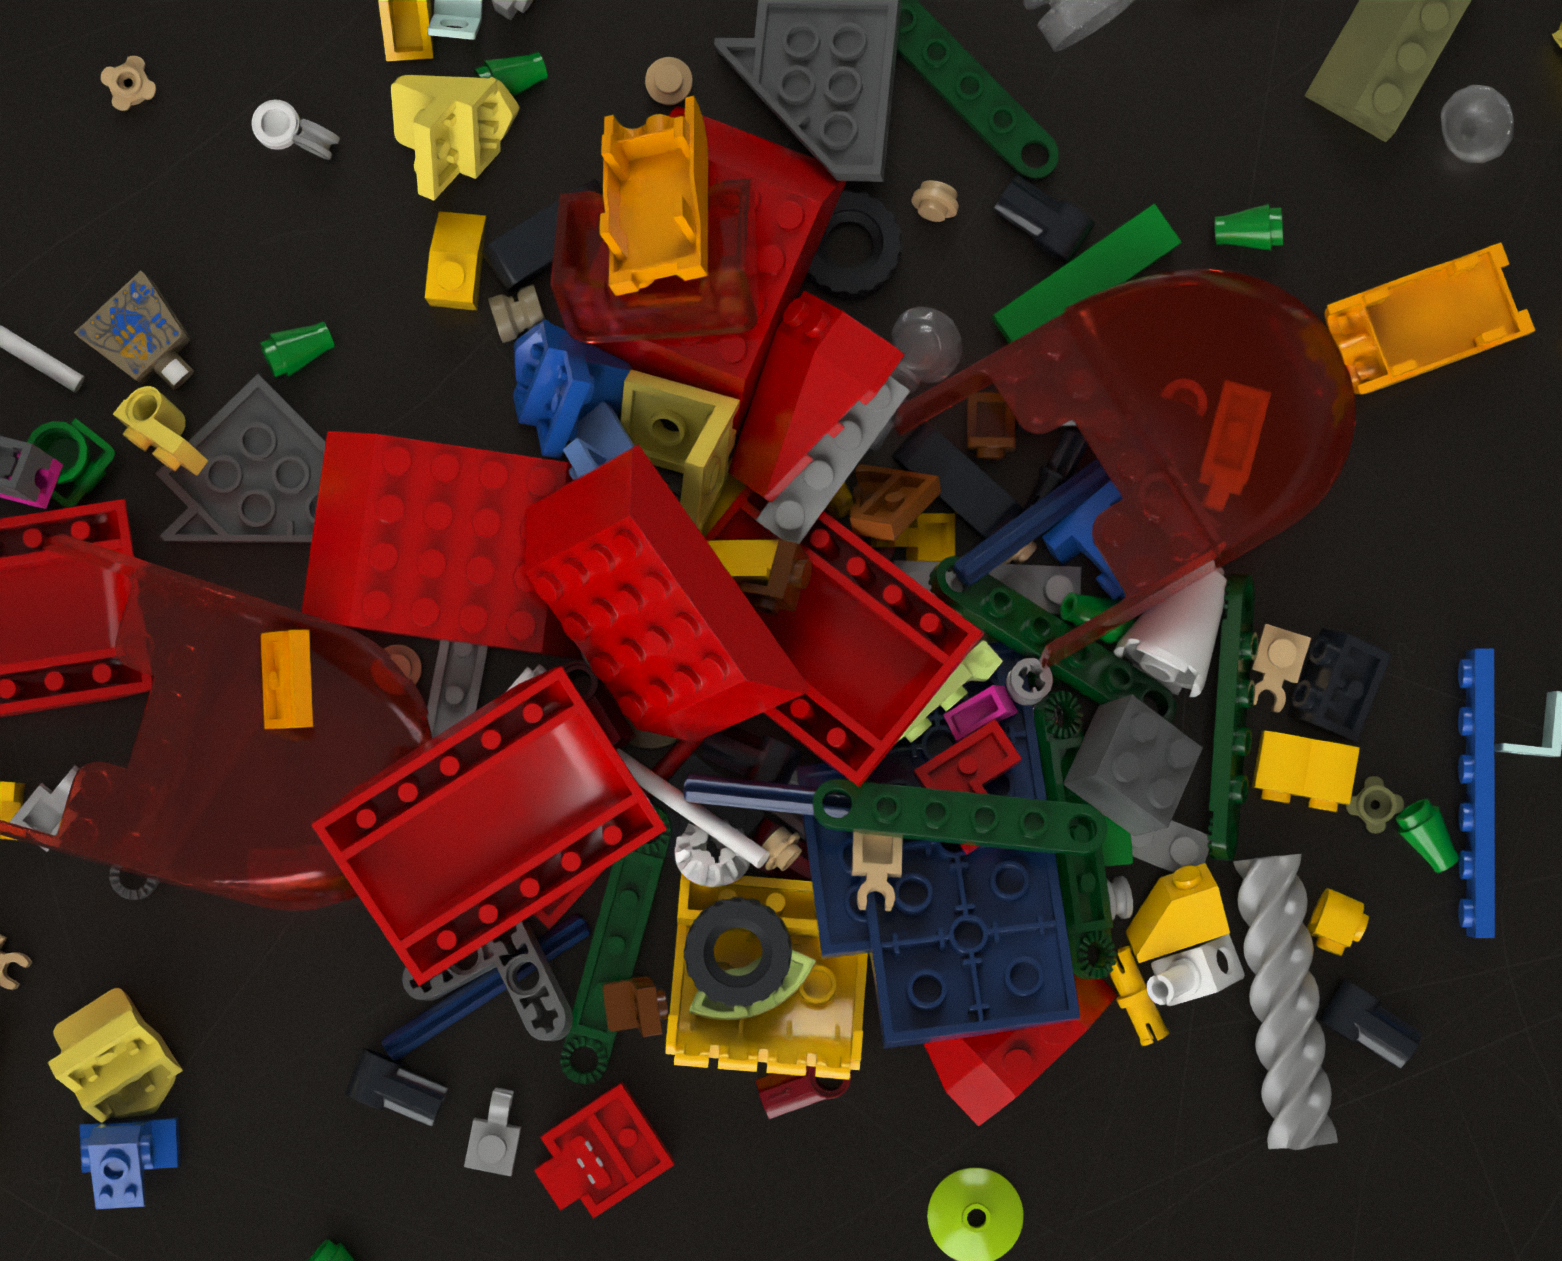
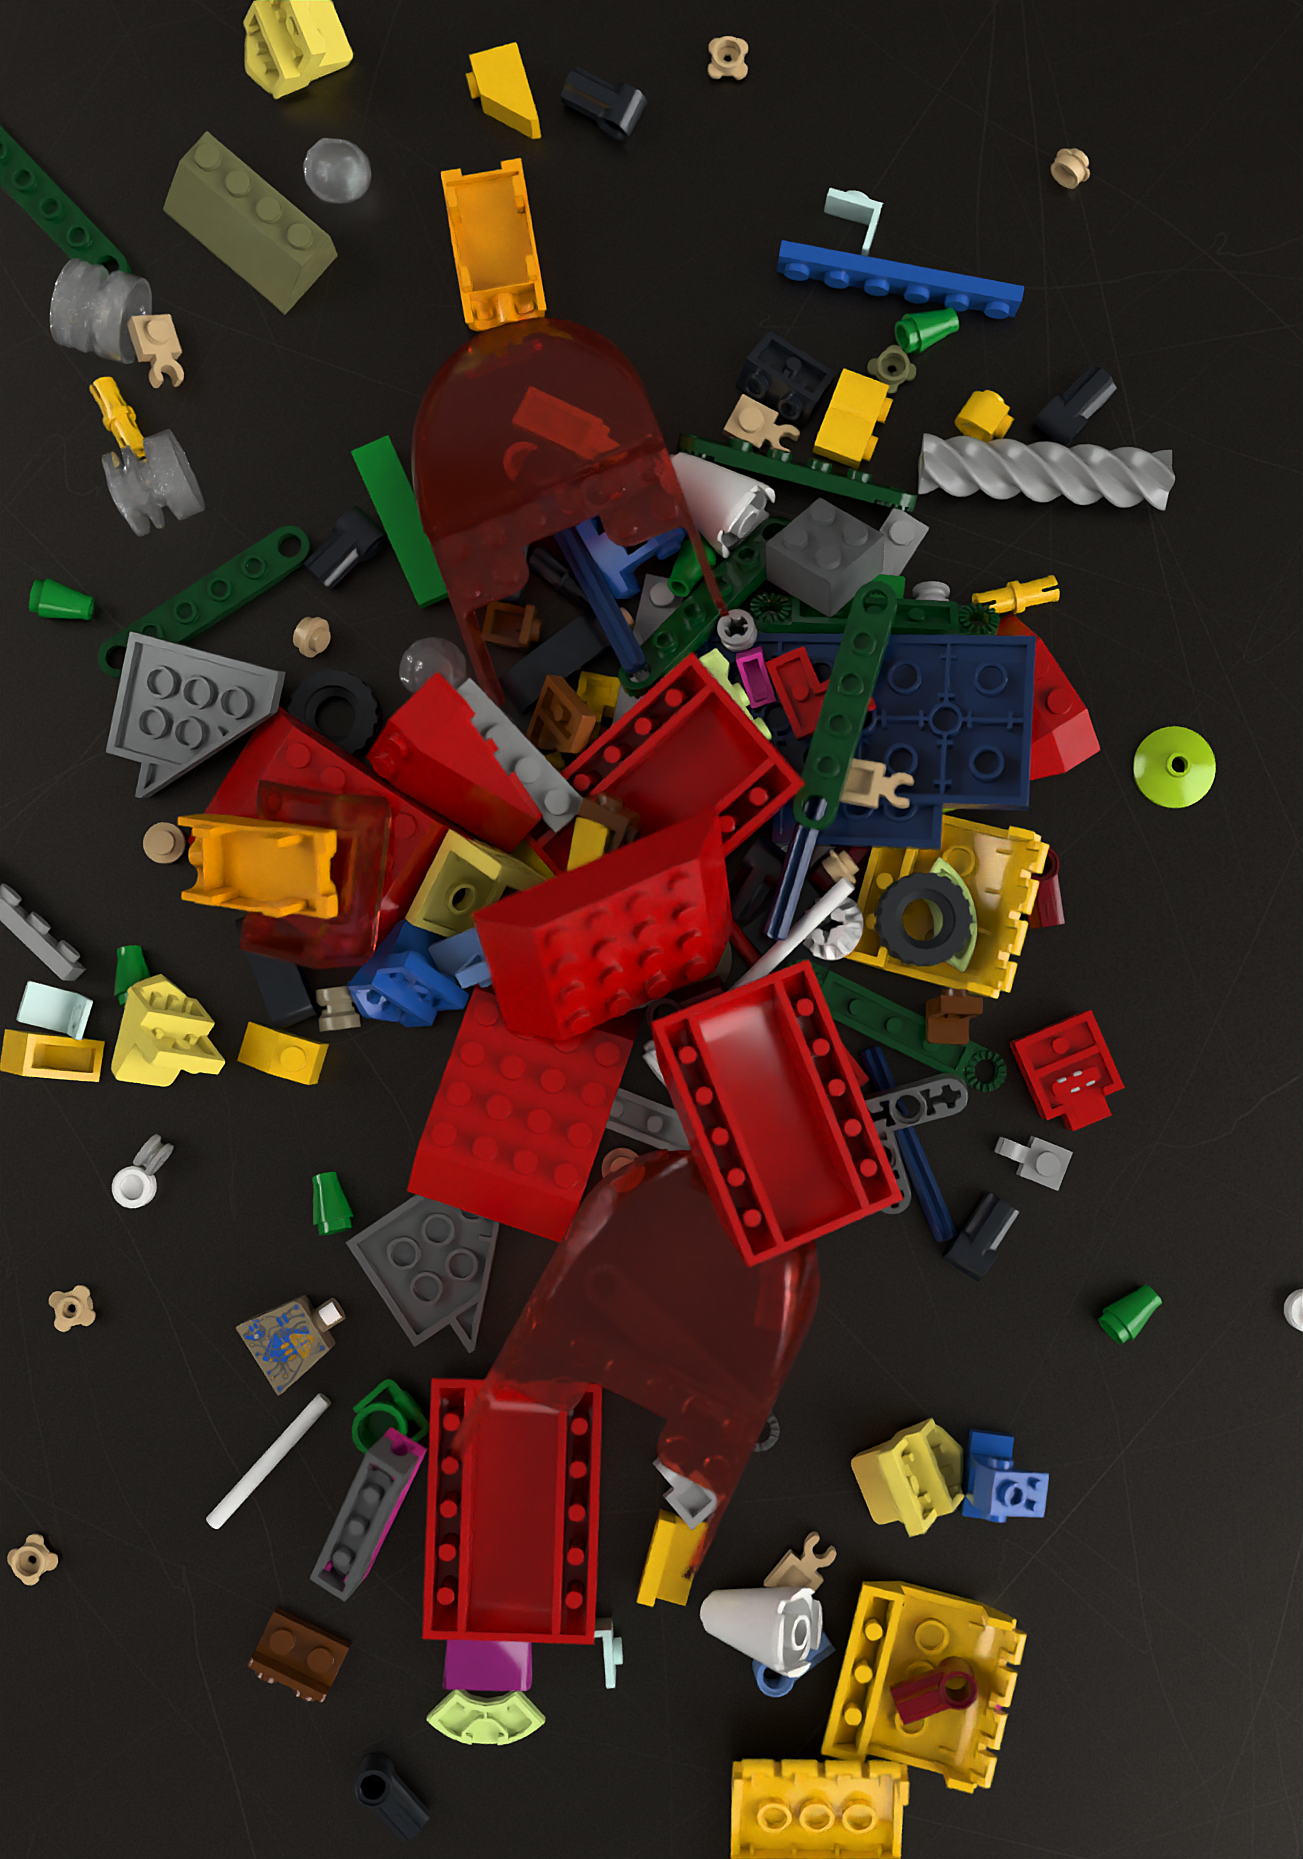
camera: 70 degrees left, 0 degrees up
(158, 423) = (371, 1336): light yellow plate -> none
(286, 679) = (615, 1265): light orange plate -> none
(1178, 914) = (955, 546): yellow slope -> none
(1194, 973) = (1005, 544): white bracket -> none
(1251, 228) = (387, 376): green cone -> none

